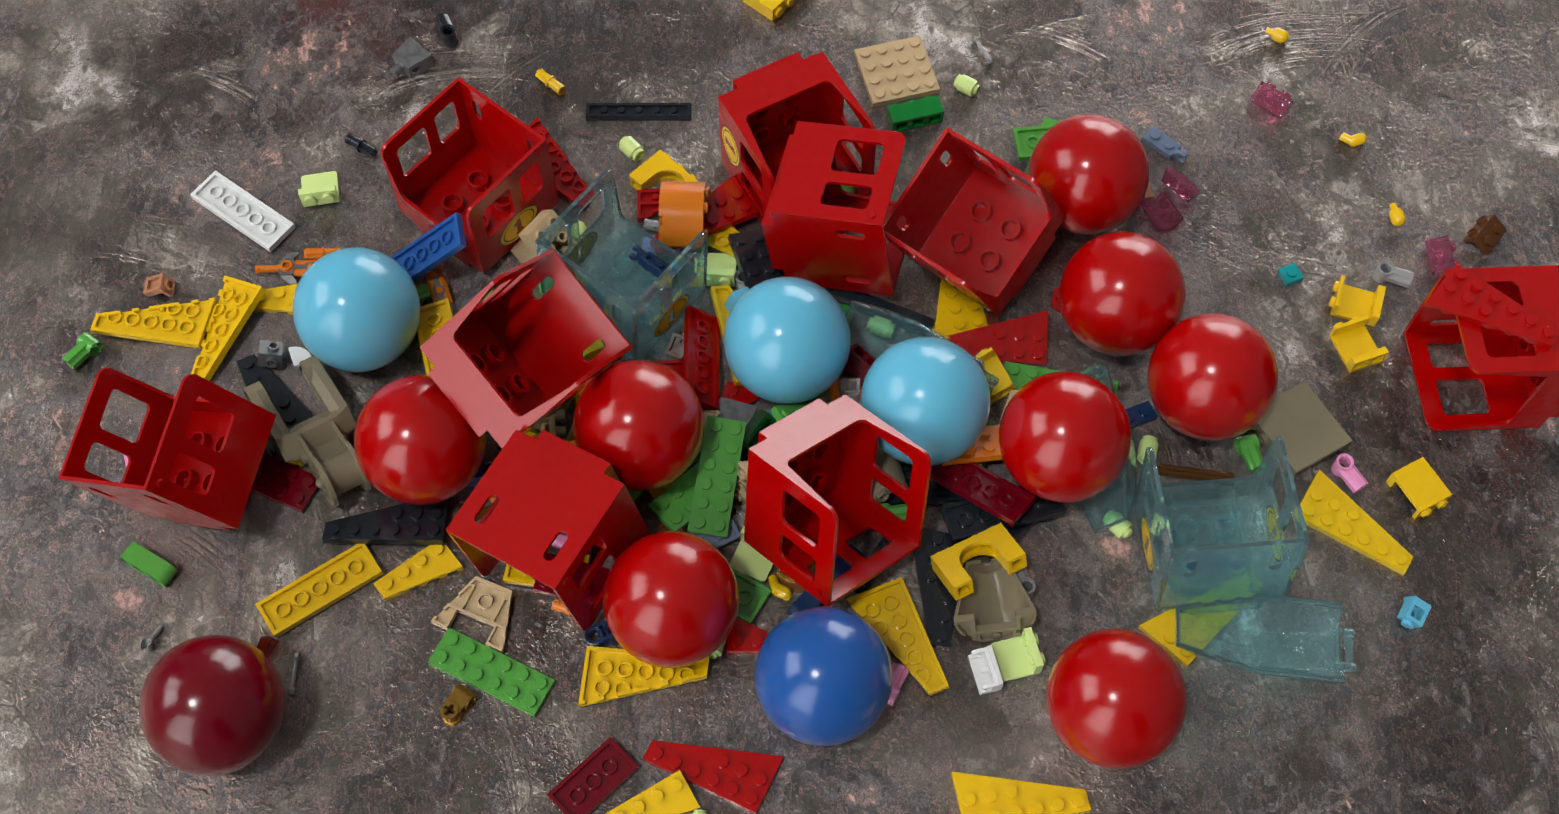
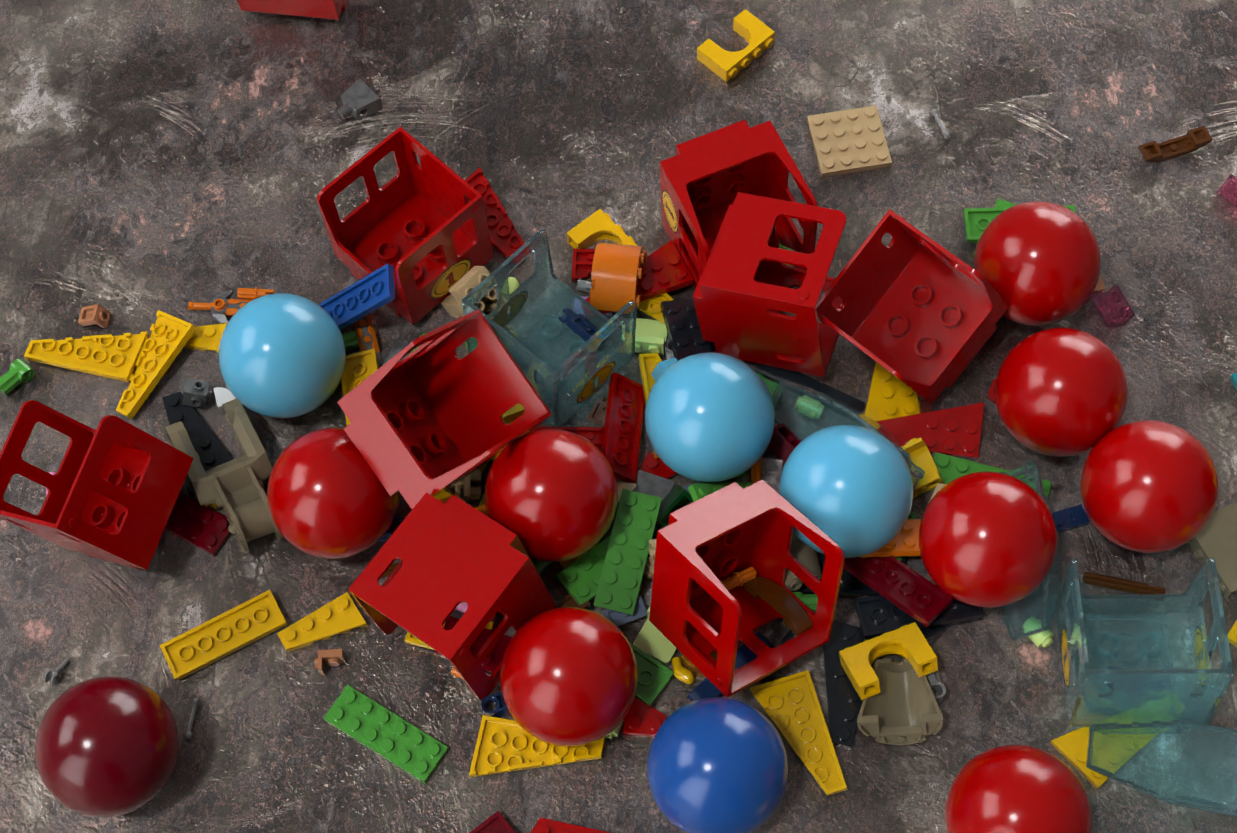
camera: 10 degrees right, 0 degrees up
(148, 564) = (60, 596): bright green beam -> none
(243, 211) = (181, 246): white plate -> none
(267, 644) = (166, 688): clear red piece -> none
(319, 189) = (258, 228): yellowish green bracket -> none
(361, 145) = (302, 186): black axle -> none
(392, 525) = (299, 576): black wing -> none
(428, 601) = (332, 657): none -> nougat bracket
(446, 30) = (397, 73): black piece -> none
(459, 703) = (351, 763): pearl gold piece -> none
(482, 602) = (384, 662): tan wing -> none
(550, 82) = (496, 132): yellow axle -> none
(631, 148) = (571, 205): yellowish green brick -> none
(638, 111) = (582, 168): black tile -> none
(831, 492) = (738, 578): none -> orange axle
(884, 524) = (794, 615): none -> reddish brown slope
(899, 676) = (796, 771): bright pink piece -> none
(915, 113) = (864, 187): green brick -> none
(967, 85) = (920, 160): yellowish green brick -> none
(985, 670) = (886, 774): white hinge -> none
(1019, 656) = (921, 762): yellowish green bracket -> none
(1147, 441) = (1077, 551): yellowish green brick -> none
(1164, 145) = (1122, 235): sand blue plate -> none
(1180, 184) = (1134, 278): clear pink bracket -> none
(1209, 59) = (1175, 147): none -> reddish brown slope
(1248, 447) = (1183, 562): bright green piece -> none

